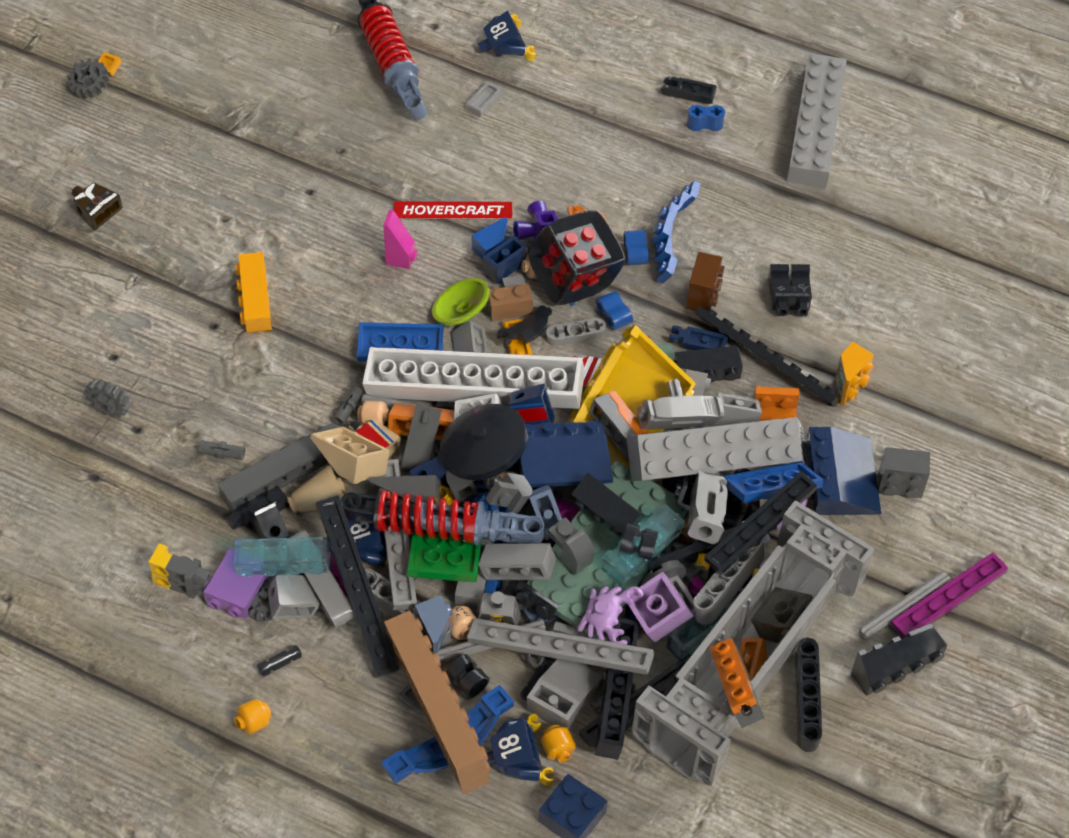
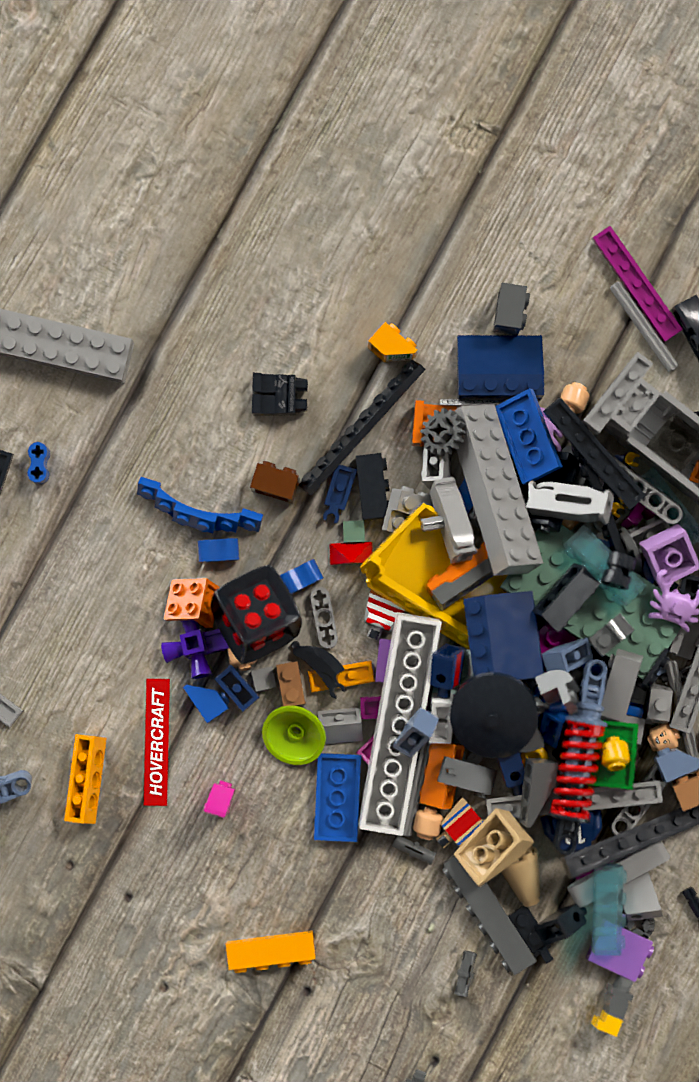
camera: 85 degrees left, 30 degrees up
(426, 145) = (85, 779): none -> light orange brick
(445, 549) = (614, 754): none -> yellow head
(466, 377) = (416, 732): none -> sand blue slope
(769, 403) = (444, 434): none -> dark grey gear

